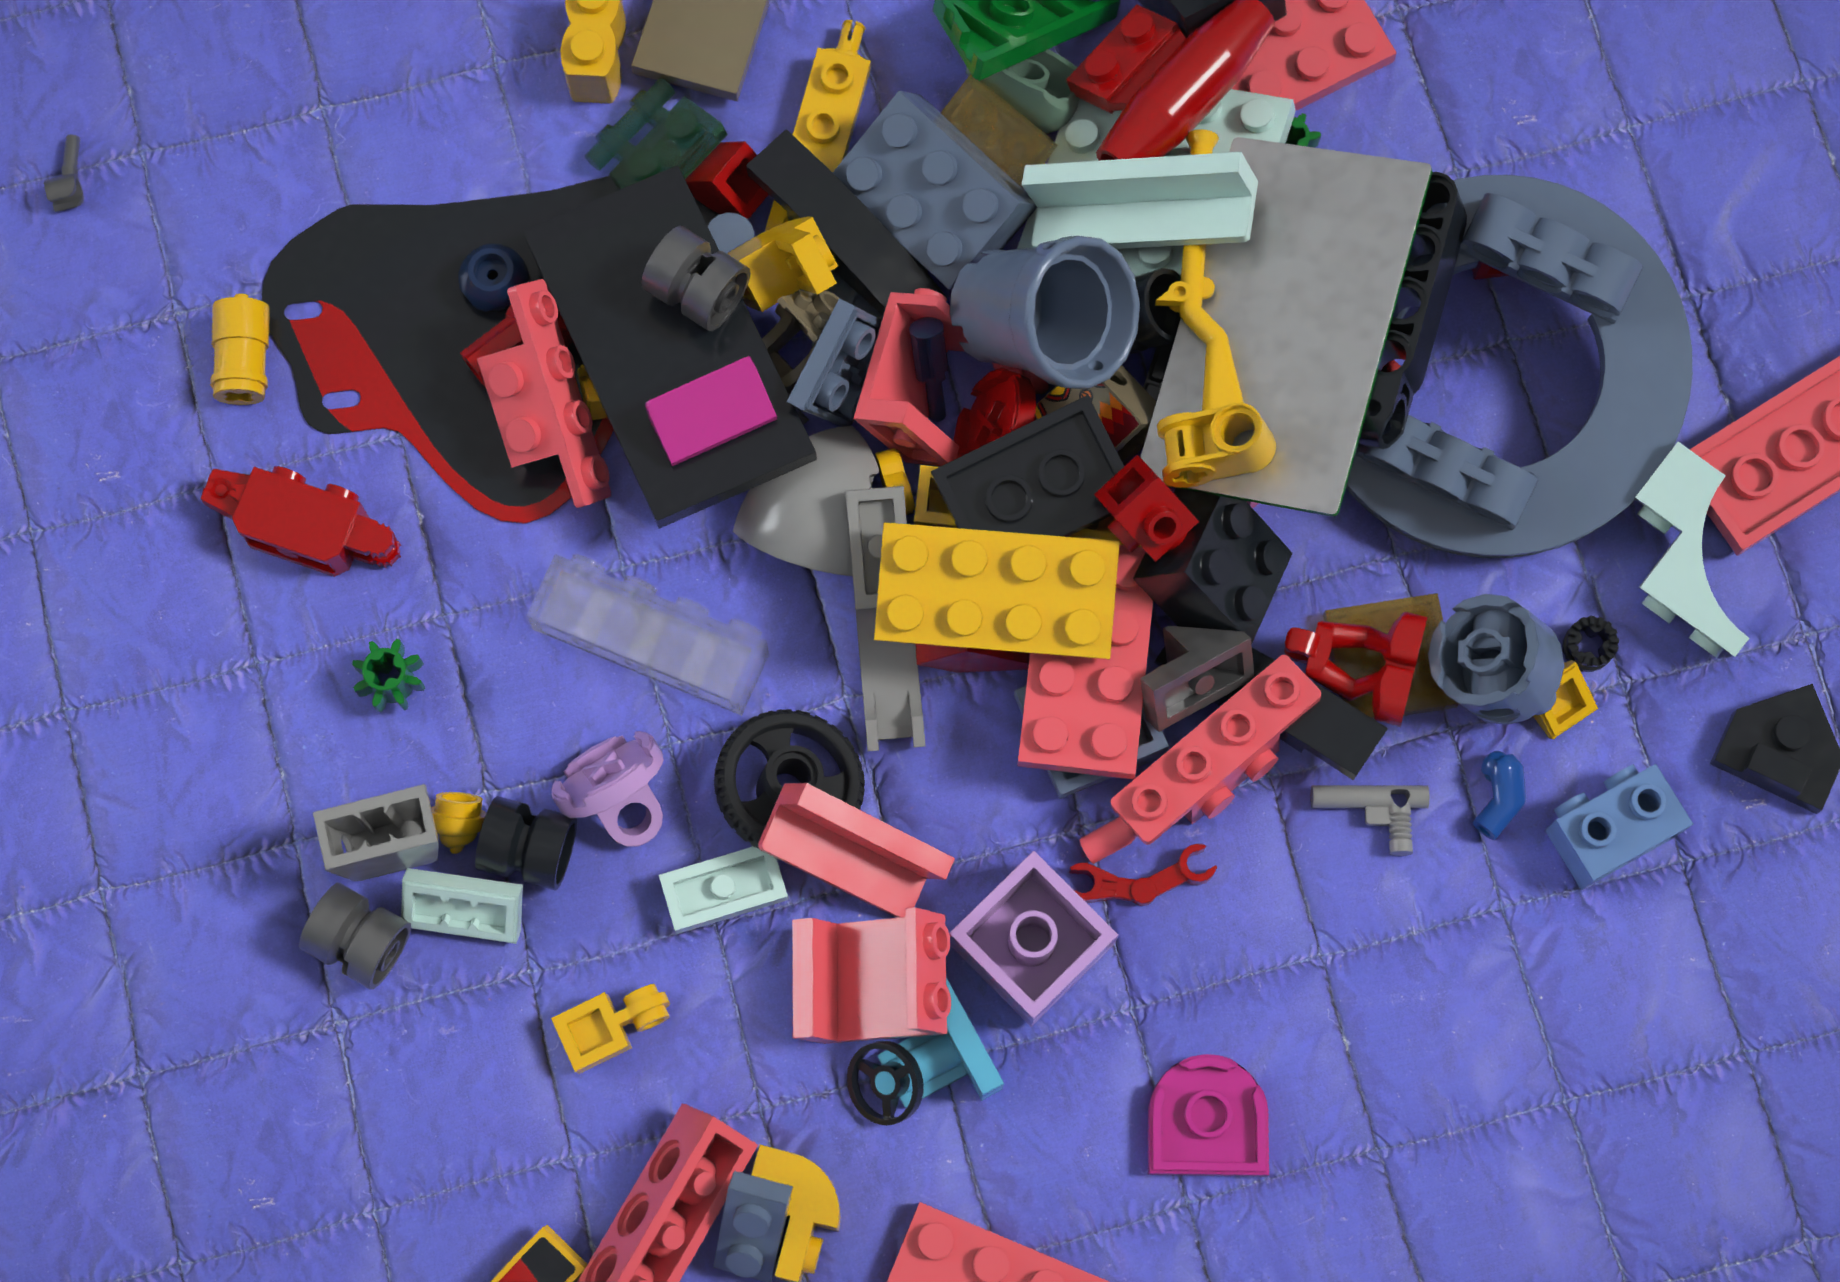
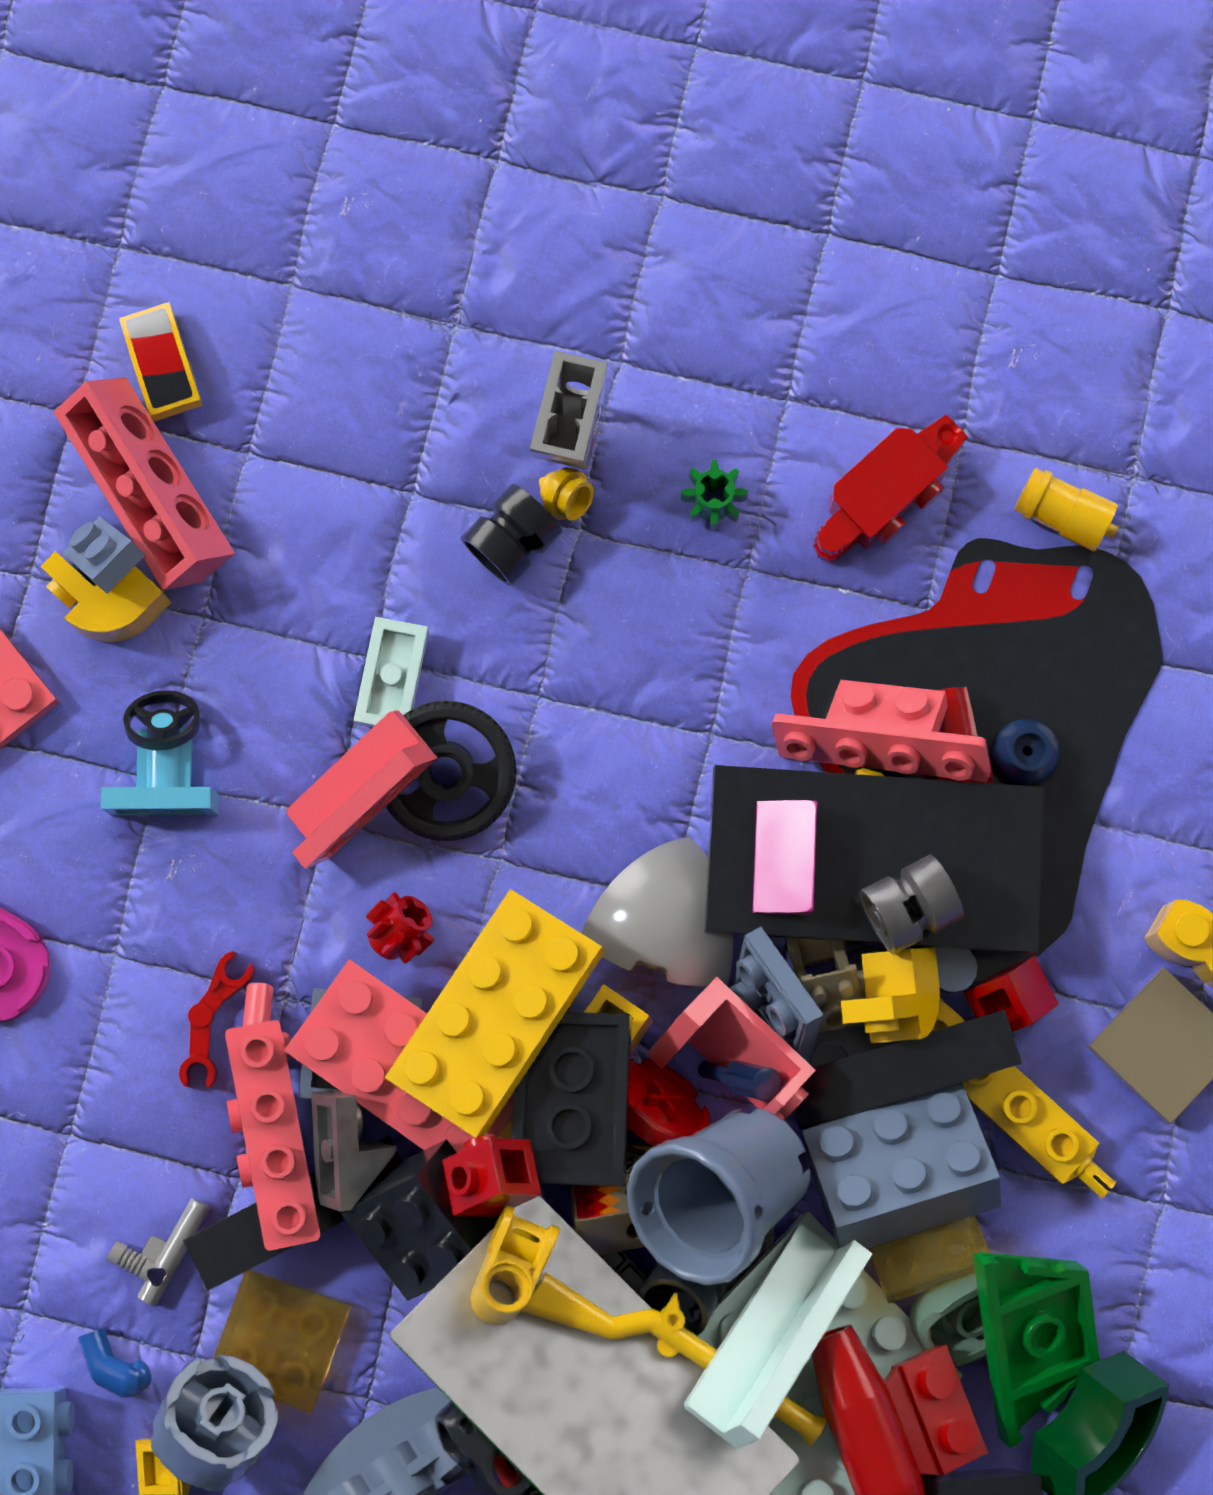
camera: 120 degrees right, 5 degrees up
(350, 933) = (511, 364): flat silver wheel -> none
(462, 905) = (489, 461): light aqua plate -> none
(596, 1031) = (330, 517): yellow plate -> none
(609, 779) = (525, 625): lavender tile -> none
(649, 633) = (636, 721): clear brick -> none
(678, 137) = (1067, 962): clear green plate -> none
(870, 978) = (247, 748): coral panel -> none
(886, 668) = (476, 894): light grey piece -> none
(893, 474) = (654, 993): yellow tile -> none
(961, 745) = (400, 927): none -> red gear
(1032, 938) = (204, 896): lavender brick -> none
(1389, 684) = (268, 1340): red piece -> none

